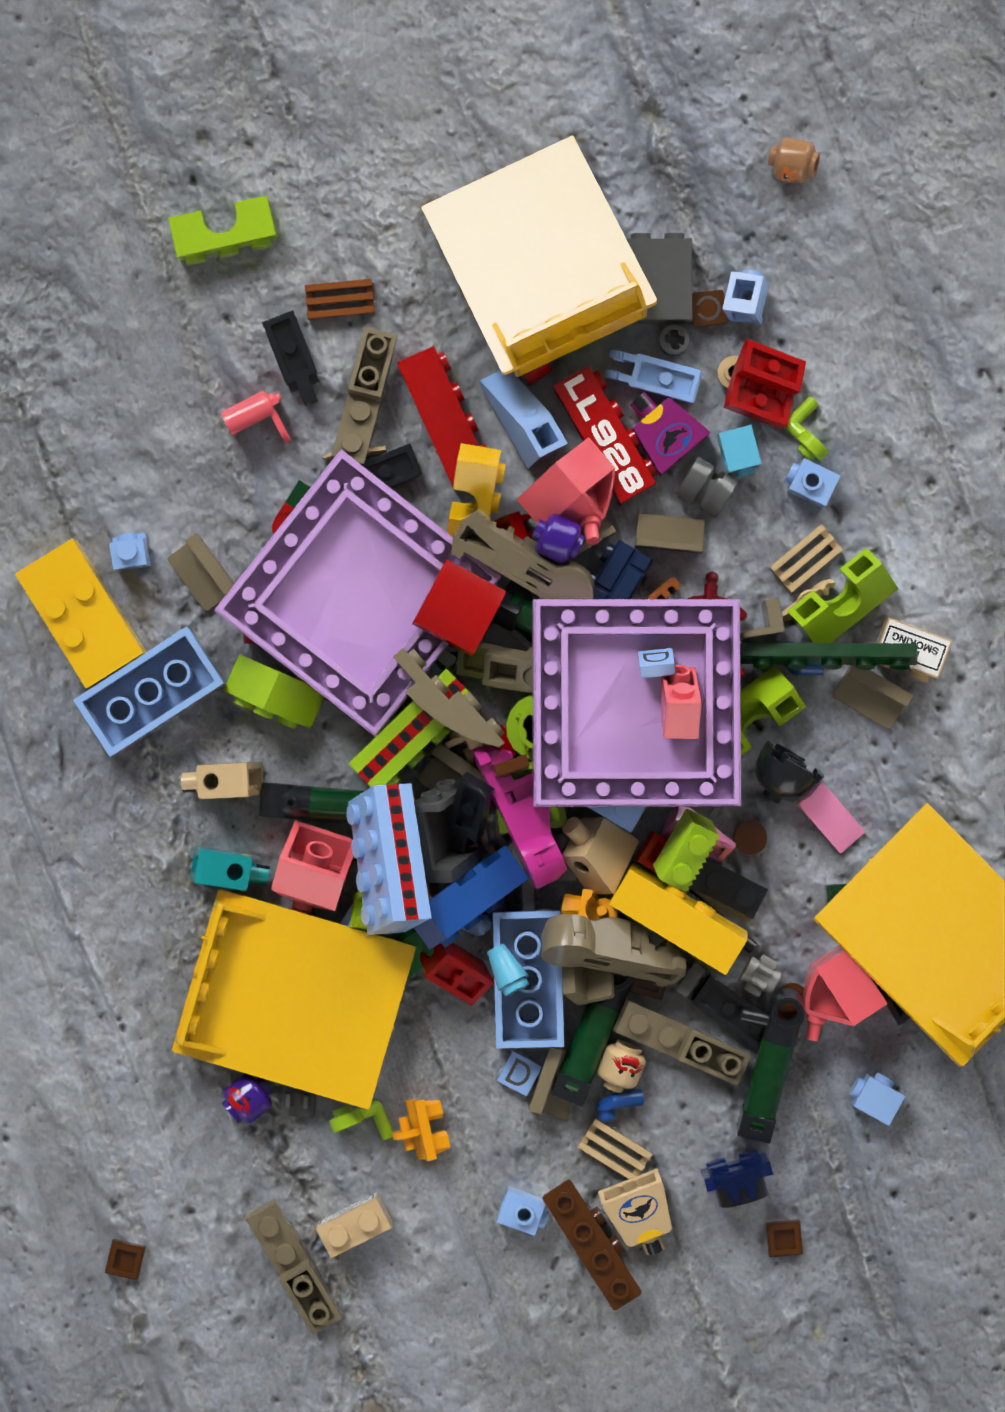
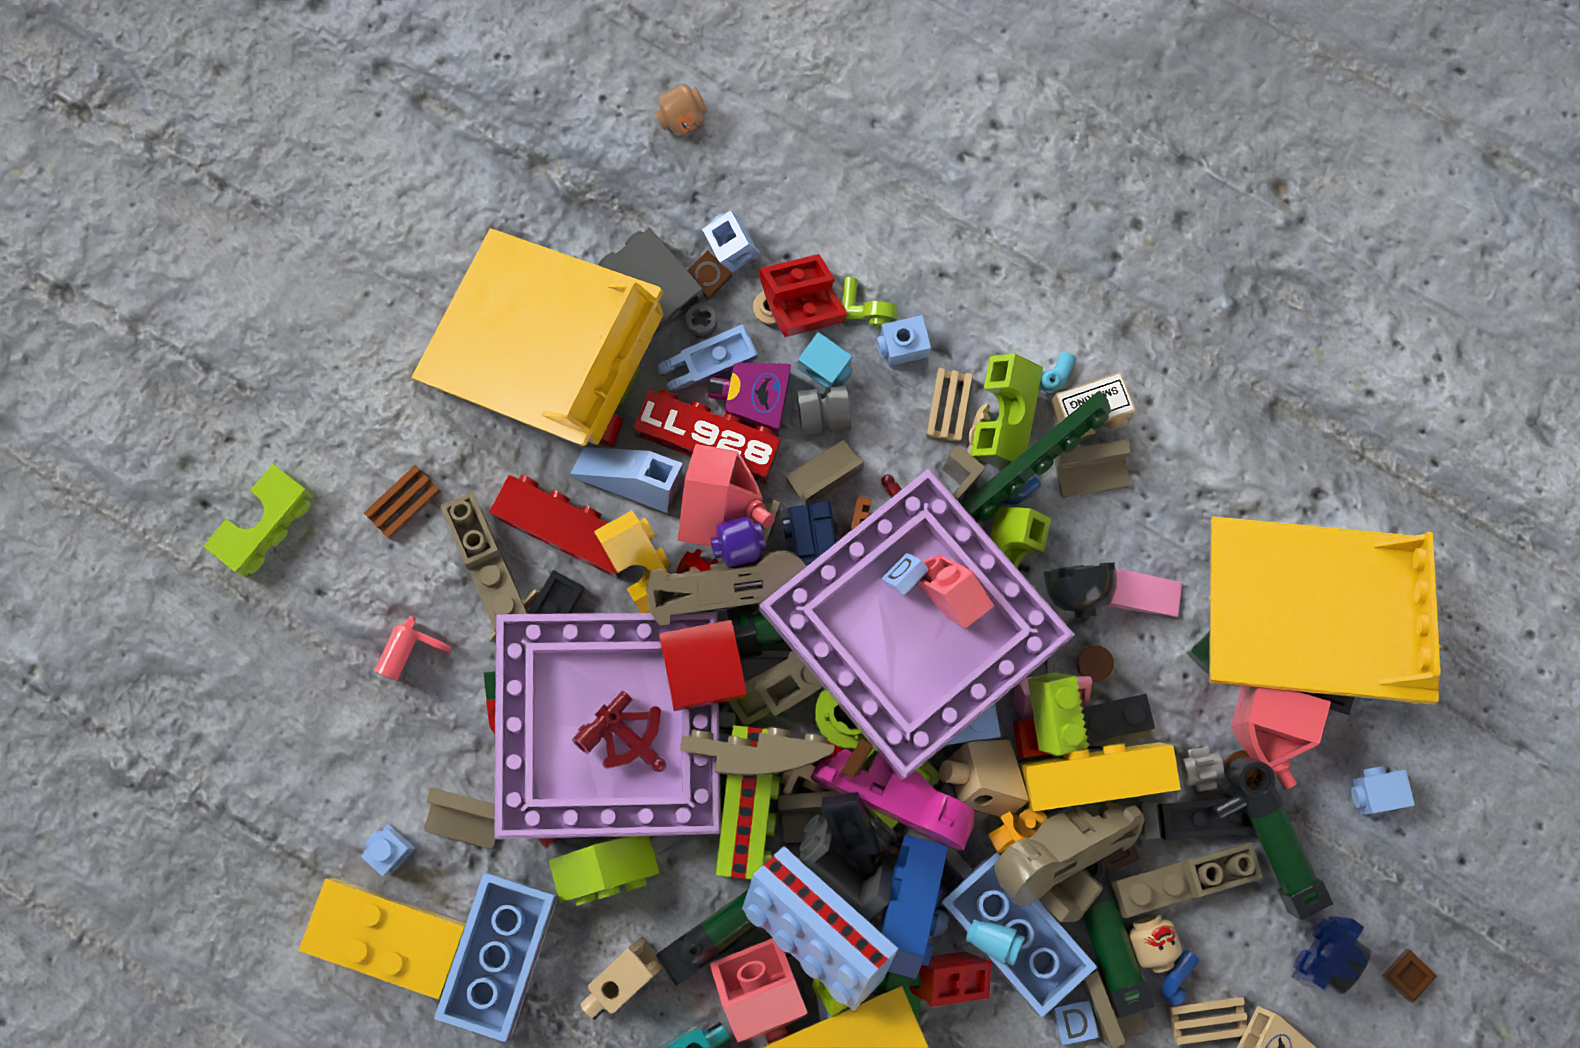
camera: 40 degrees left, 10 degrees down
(292, 355) = (398, 577): black hinge -> none
(361, 592) = (611, 720): none -> dark red piece
(905, 605) = (1058, 378): none -> medium azure arm

